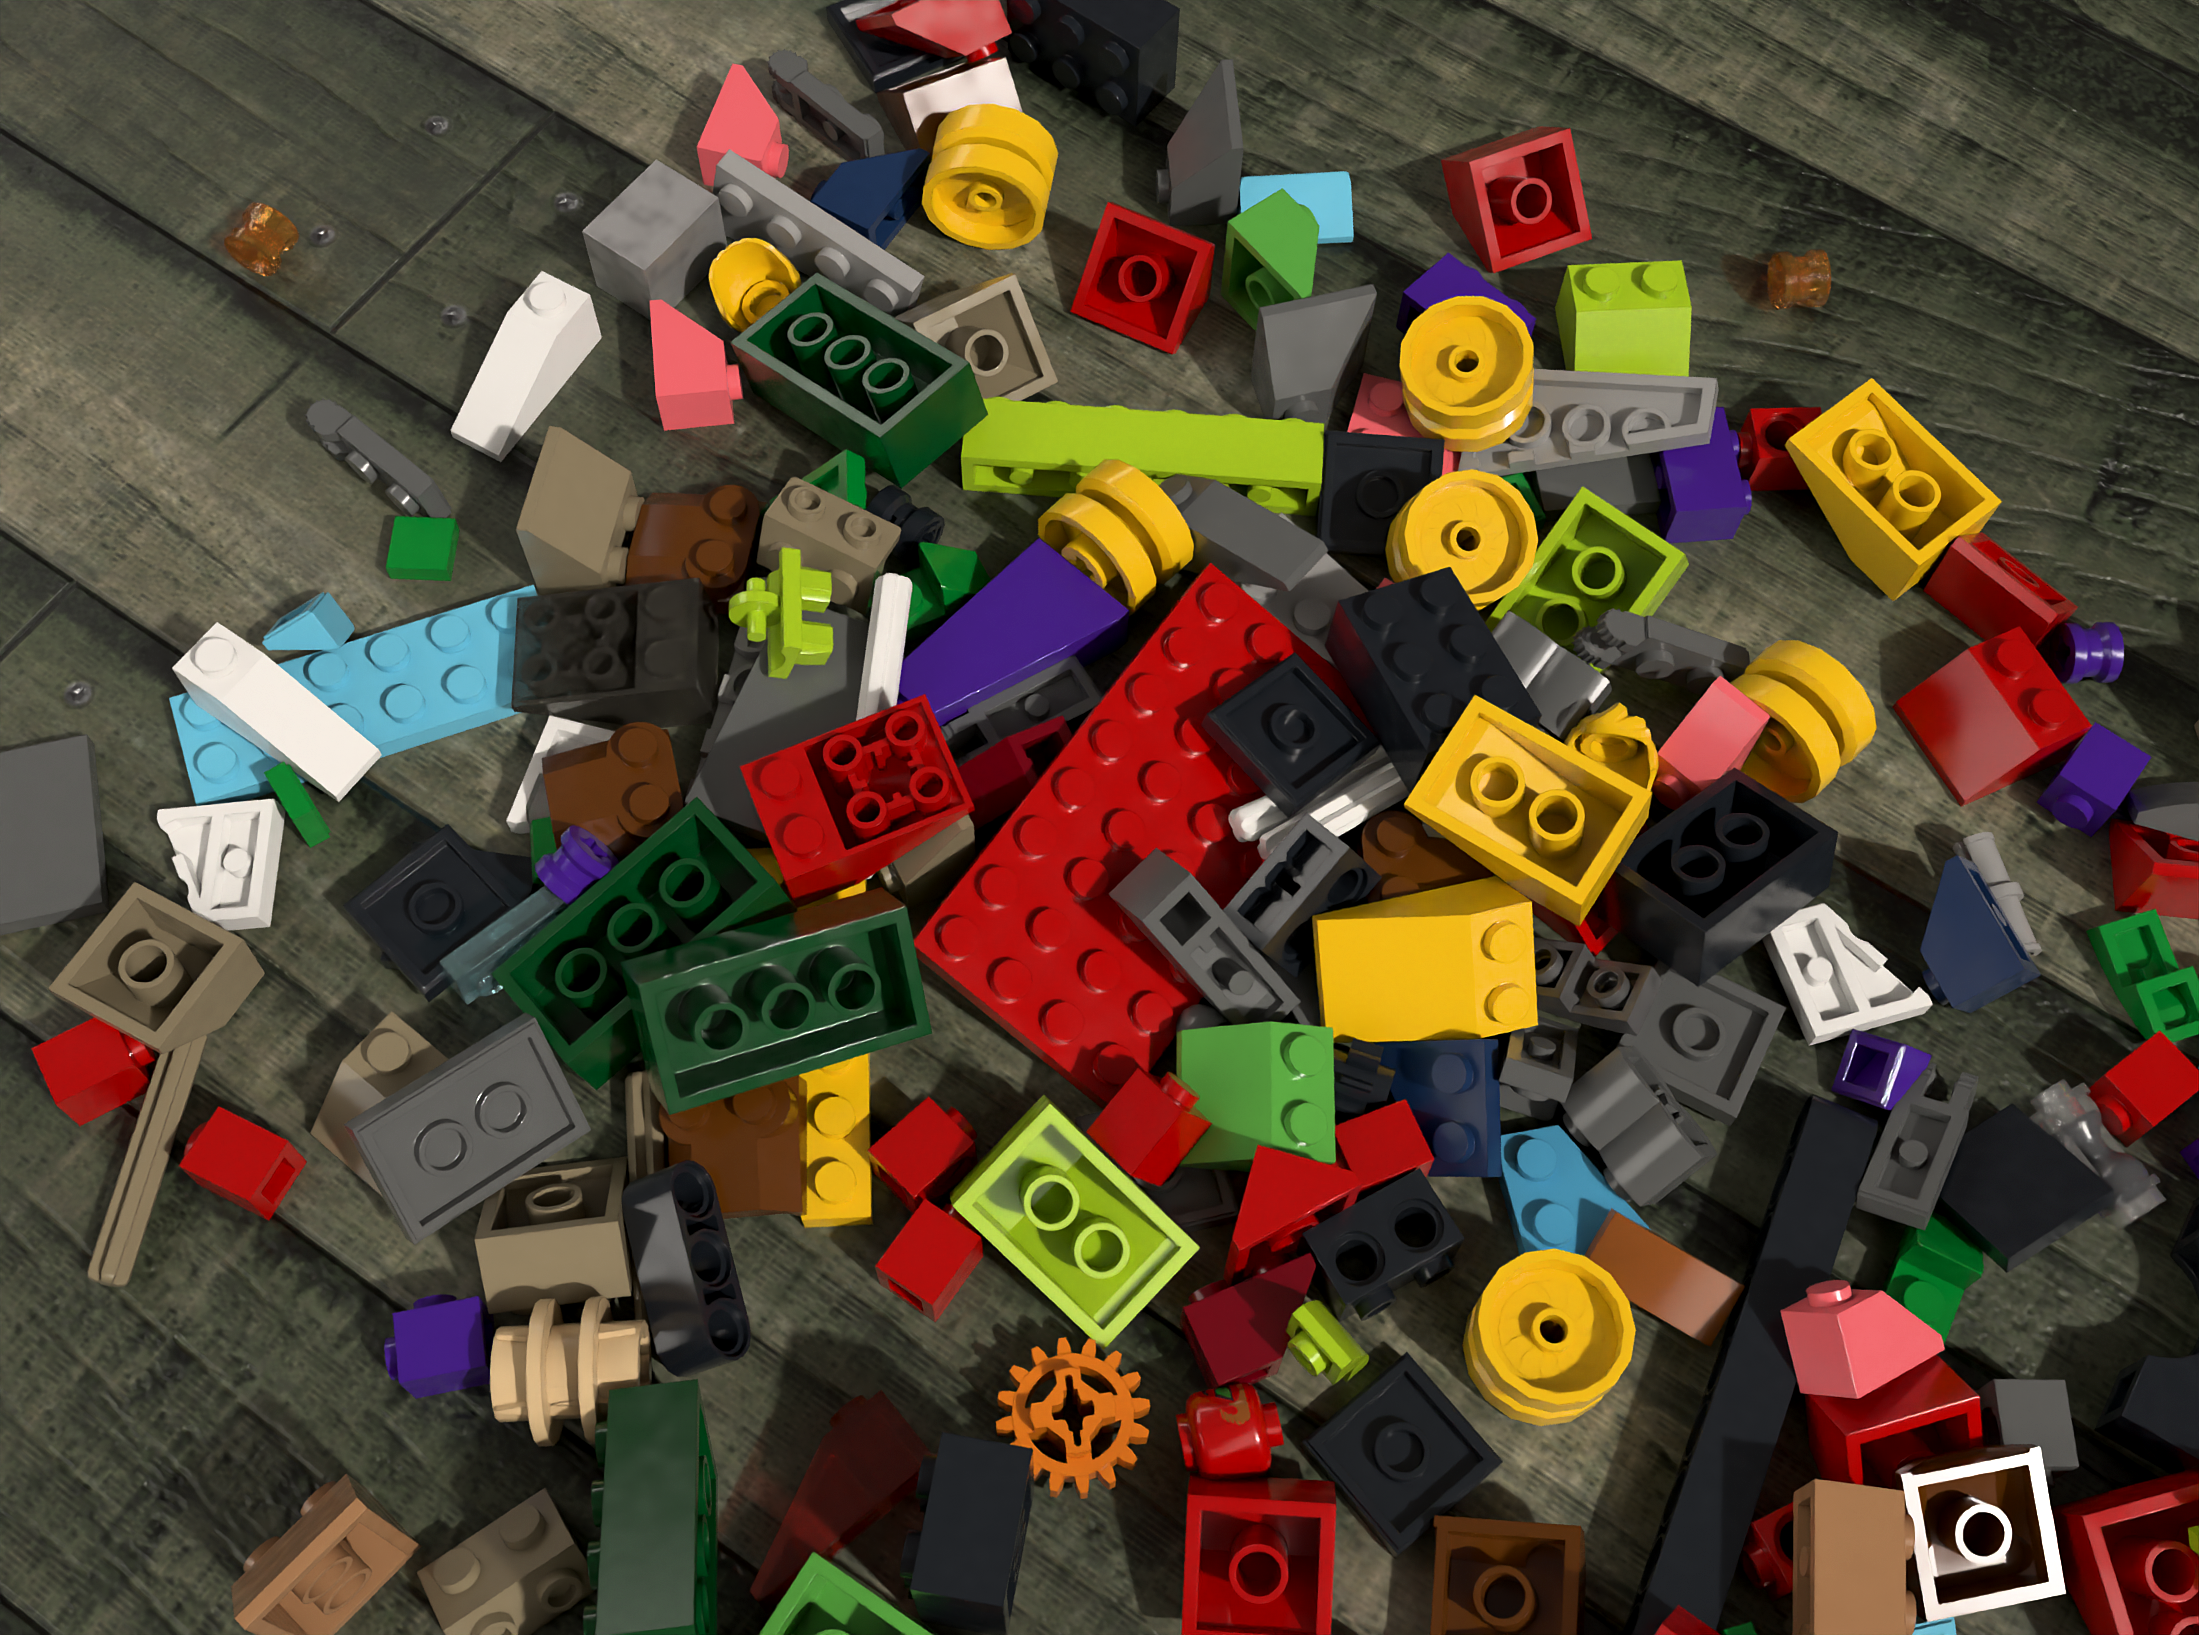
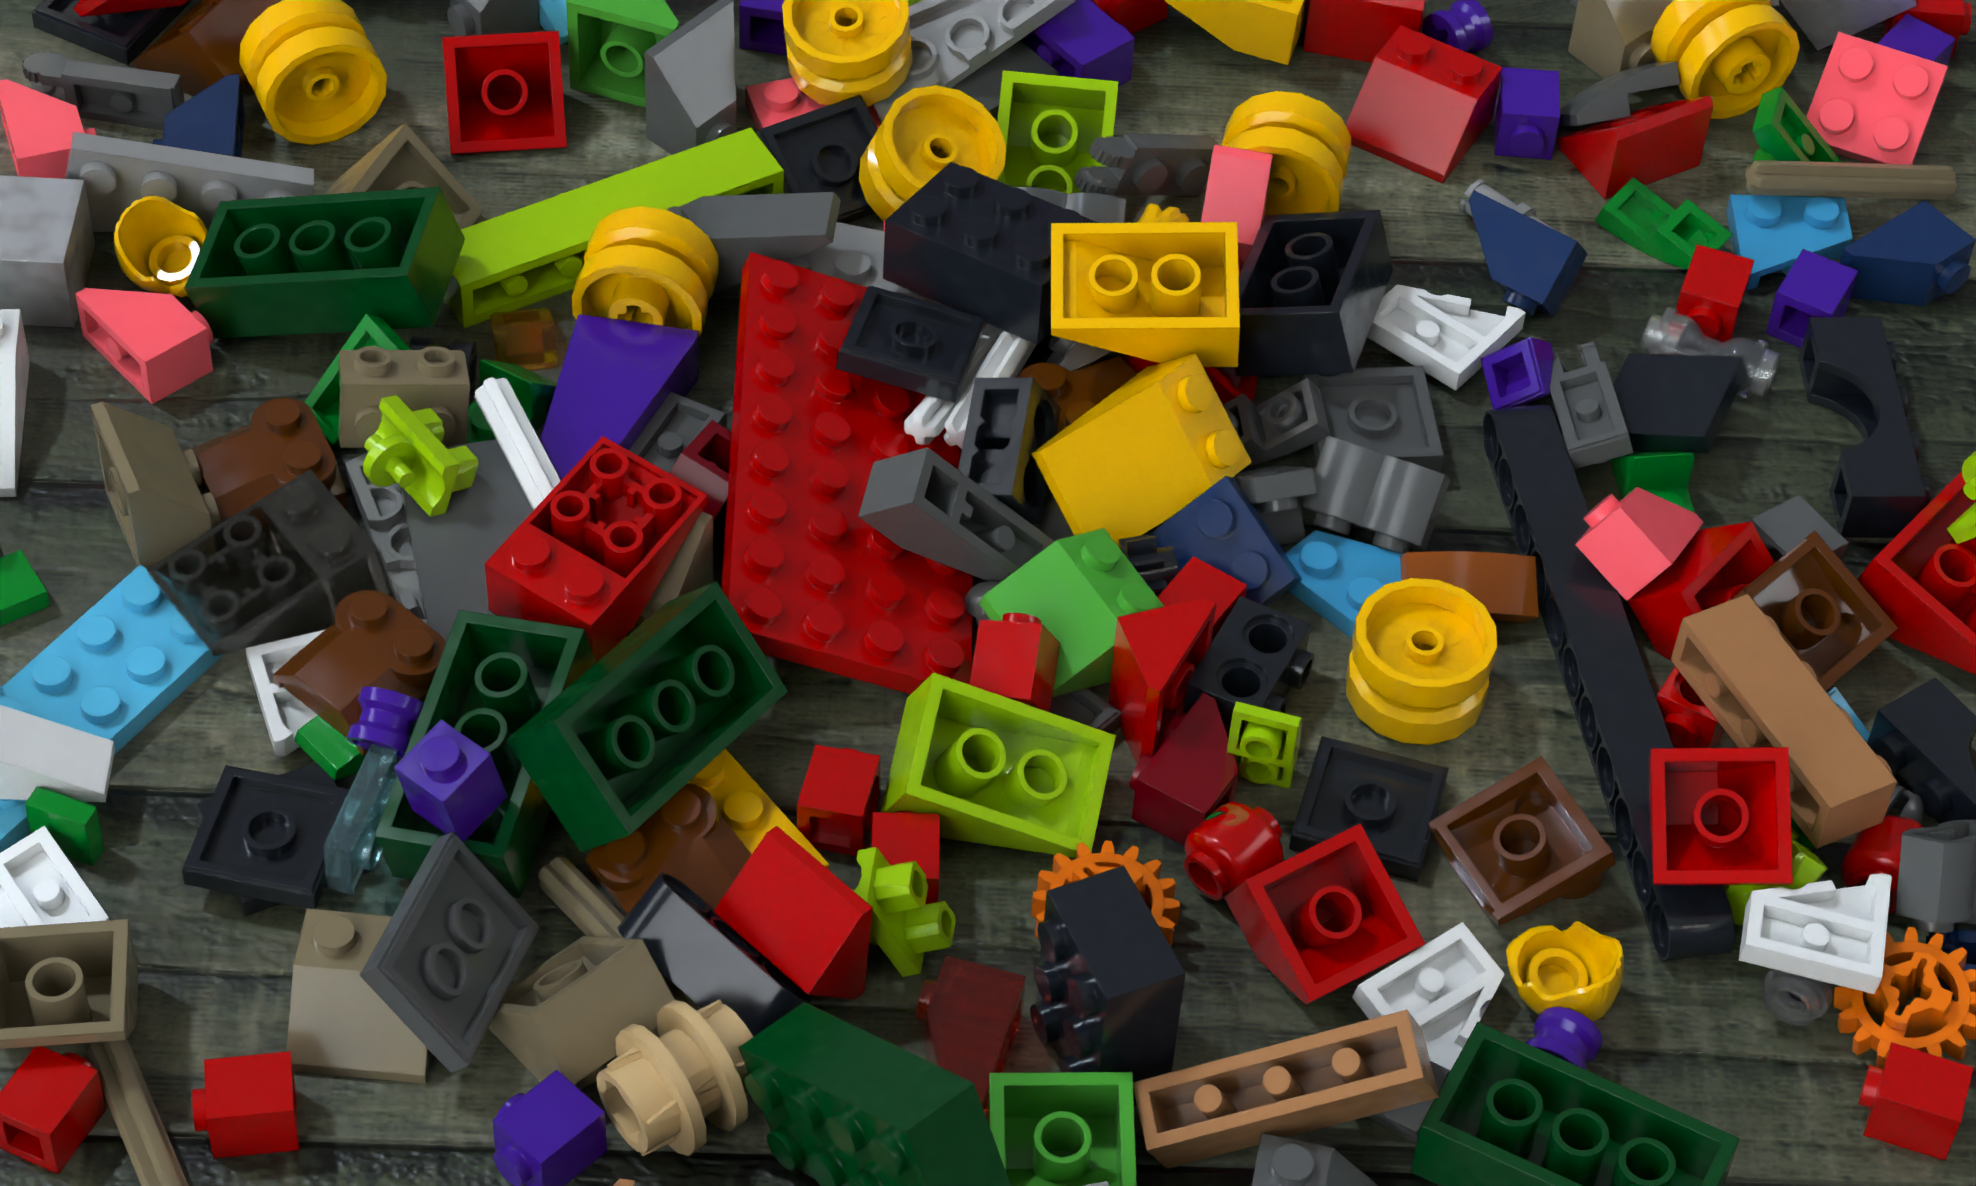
camera: 35 degrees left, 15 degrees down
(555, 973) = (451, 781): none -> dark purple brick
(768, 1278) = (800, 918): none -> red slope
(874, 1313) = (900, 918): none -> lime hips
(999, 527) = (525, 338): none -> clear orange slope

